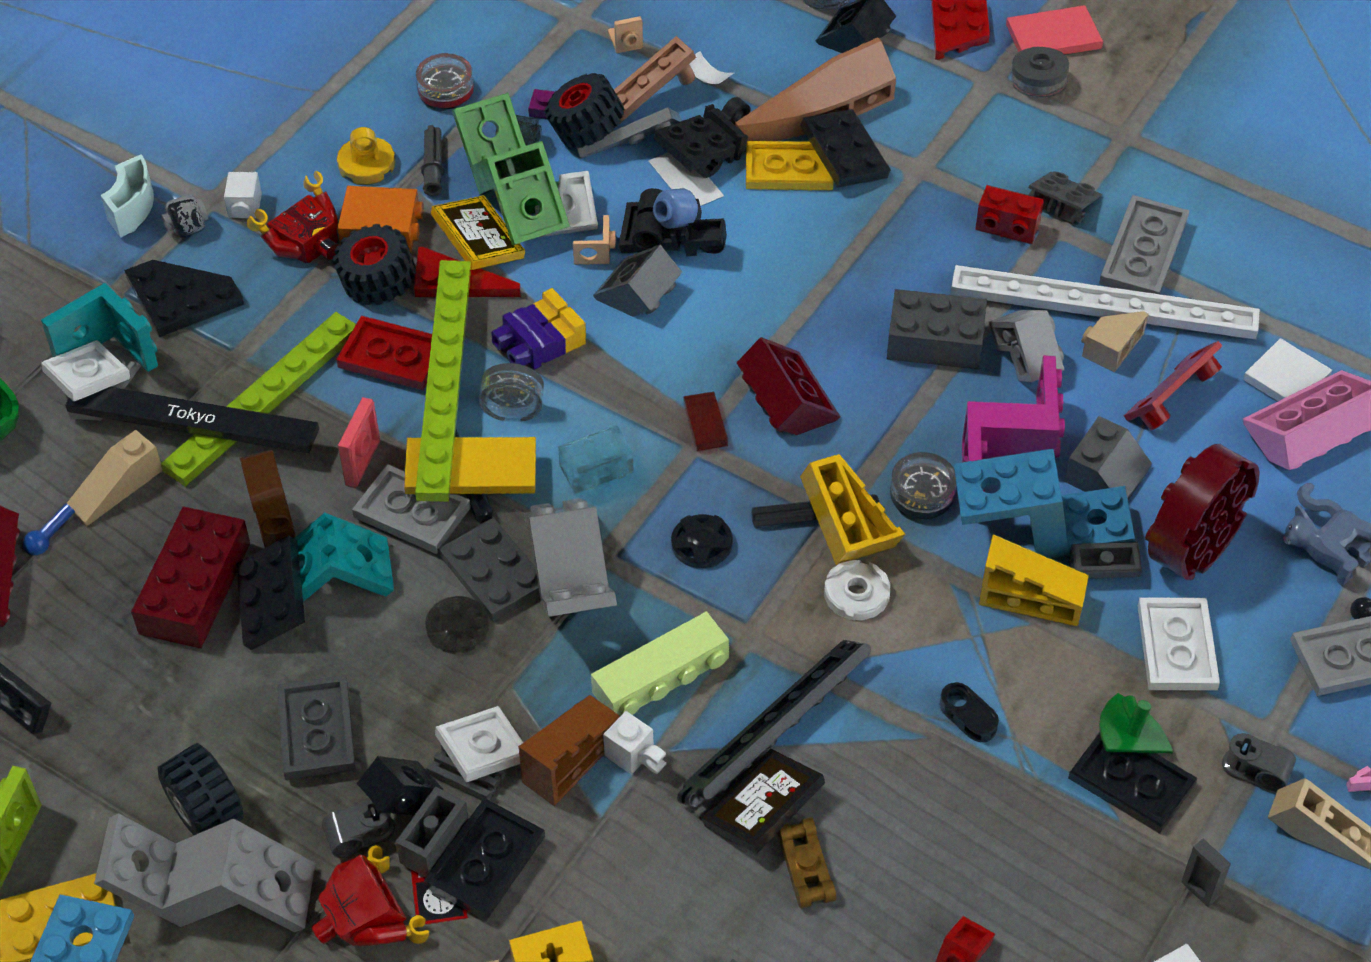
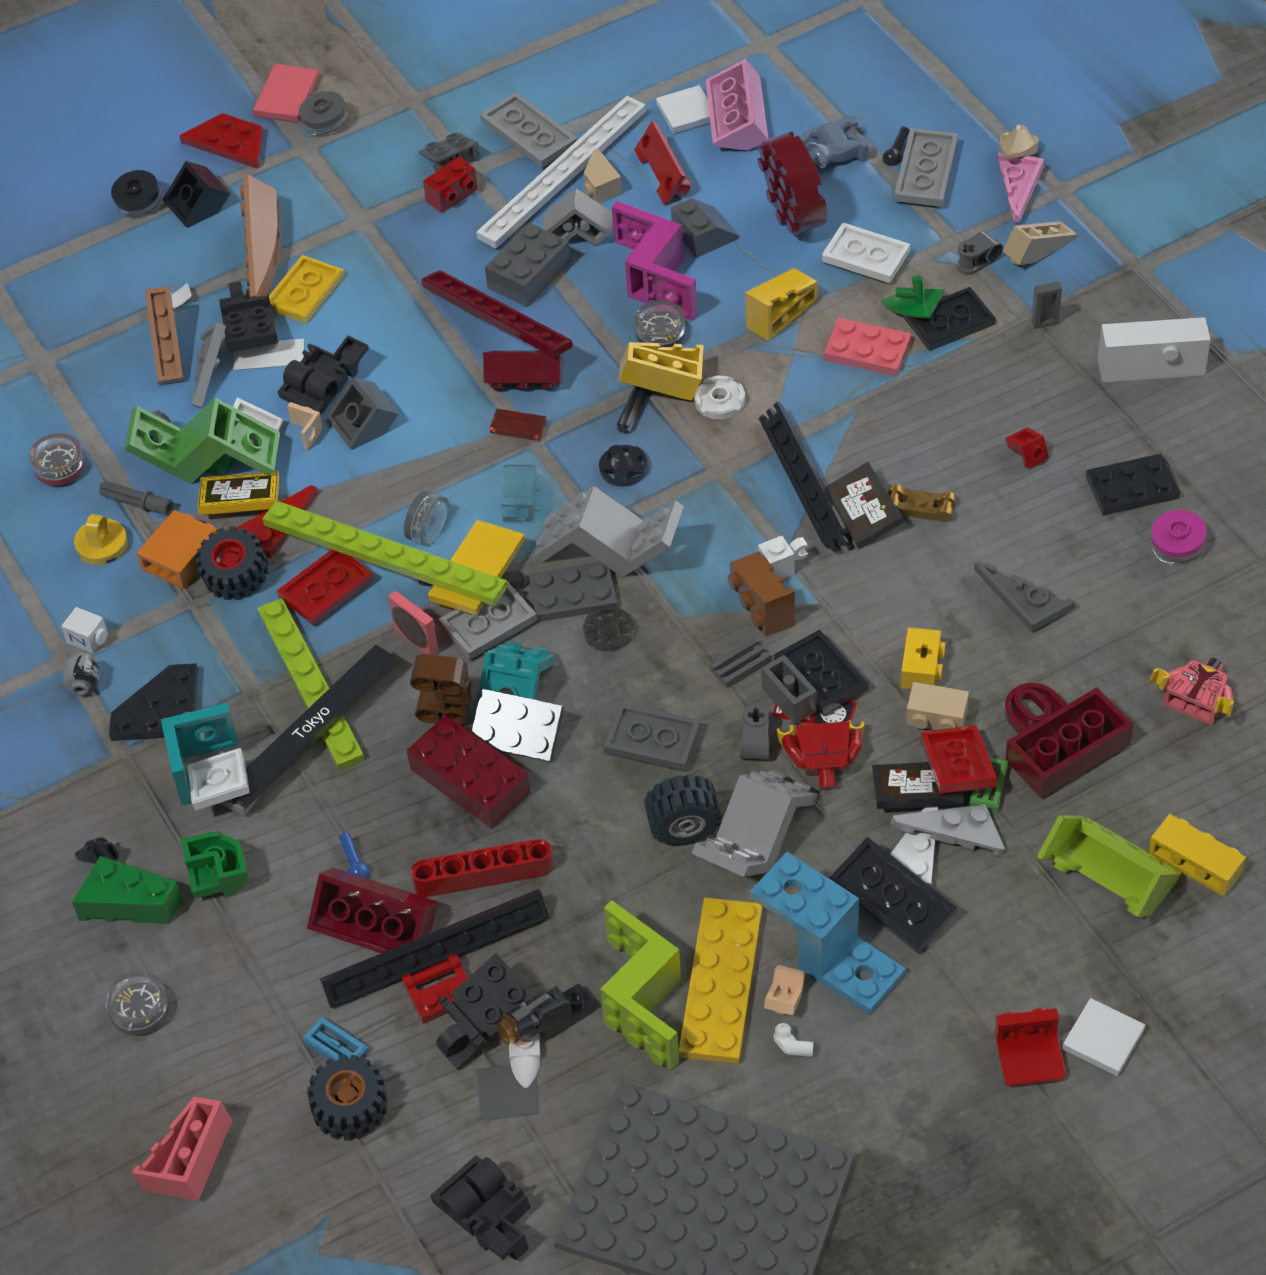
camera: 60 degrees left, 0 degrees up
(70, 644) = (469, 862): none -> red beam
(115, 477) = (333, 796): tan slope -> none
(130, 196) = (32, 701): light aqua brick -> none
(304, 228) = (154, 597): red torso -> none
(397, 785) = (746, 692): black brick -> none
(480, 743) = (726, 642): white tile -> none
(539, 103) = (123, 406): magenta plate -> none
(540, 331) = (369, 496): dark purple hips -> none
(584, 110) = (169, 378): black wheel -> none
(627, 34) = (98, 328): light nougat bracket -> none
(661, 665) = (722, 519): yellowish green brick -> none
(675, 208) = (323, 355): medium blue head -> none
(836, 331) = (497, 313): none -> dark red tile
(845, 148) = (316, 248): black plate -> none
(972, 718) = (859, 377): black piece -> none
(1029, 707) = (867, 346): none -> coral plate
(1032, 488) = (729, 261): dark azure bracket -> none
(1106, 559) = (781, 258): dark grey brick -> none

